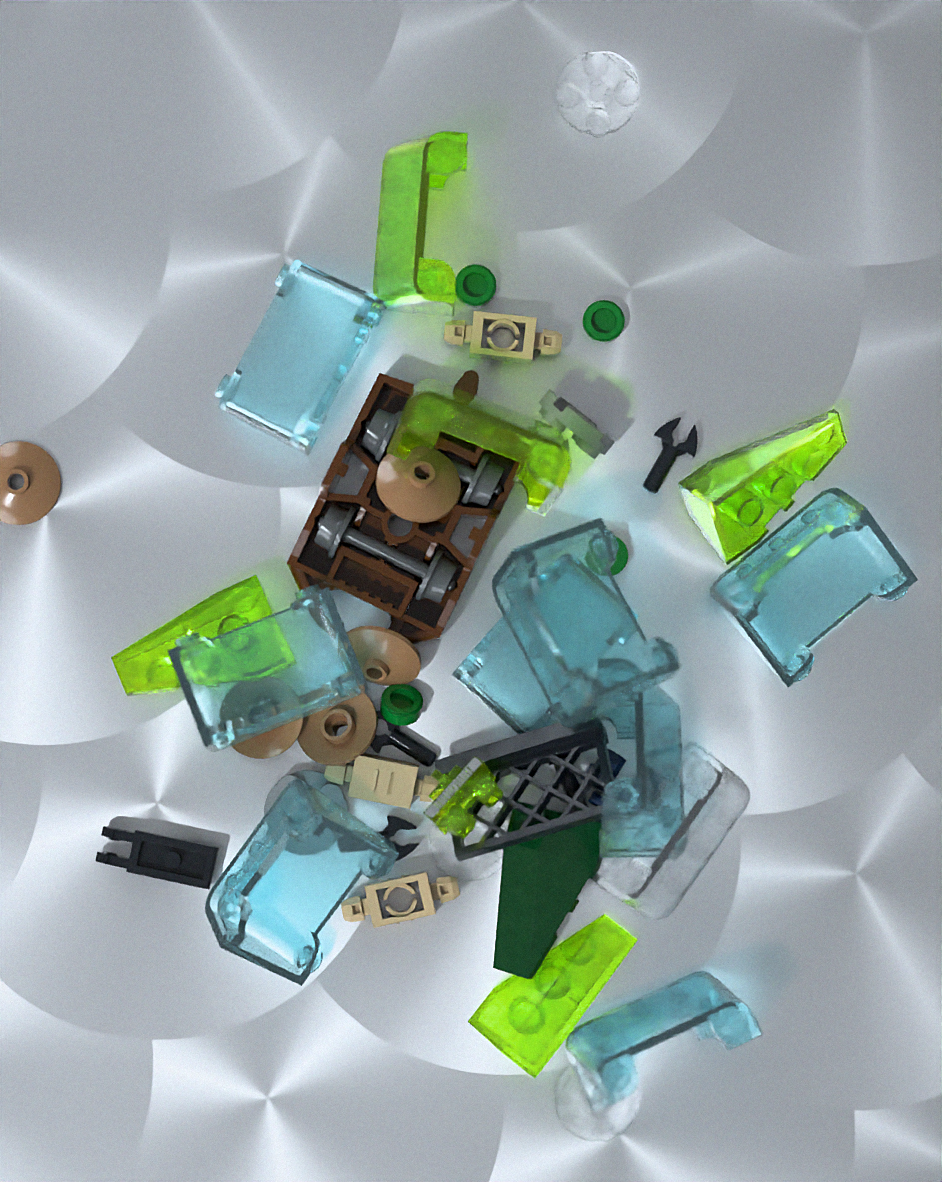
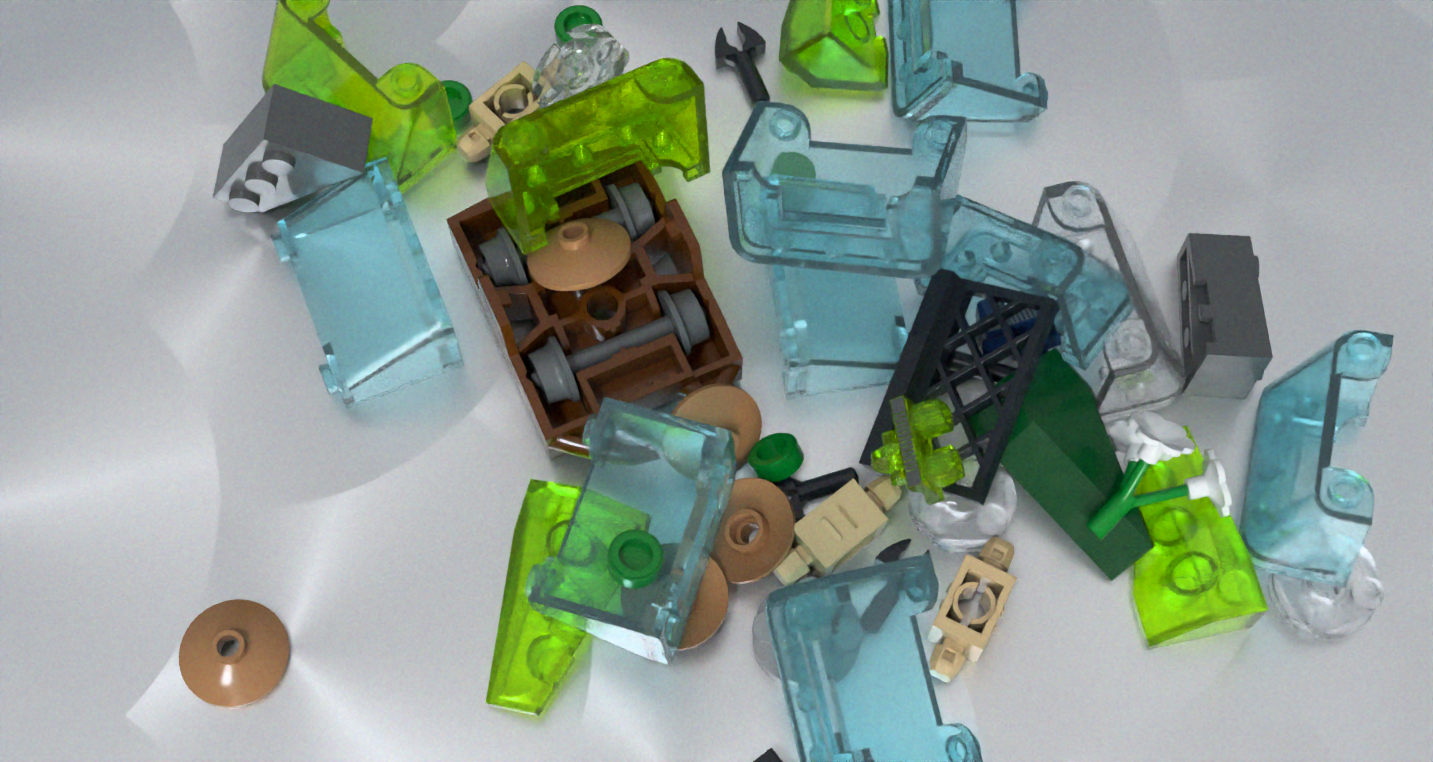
camera: 50 degrees left, 20 degrees down
(254, 682) = (635, 558): none -> green tile
(338, 236) = (290, 150): none -> dark grey wedge
(551, 391) = (591, 56): none -> clear plate
(578, 940) = (1146, 441): none -> white plant
(729, 907) = (1221, 316): none -> dark grey wedge

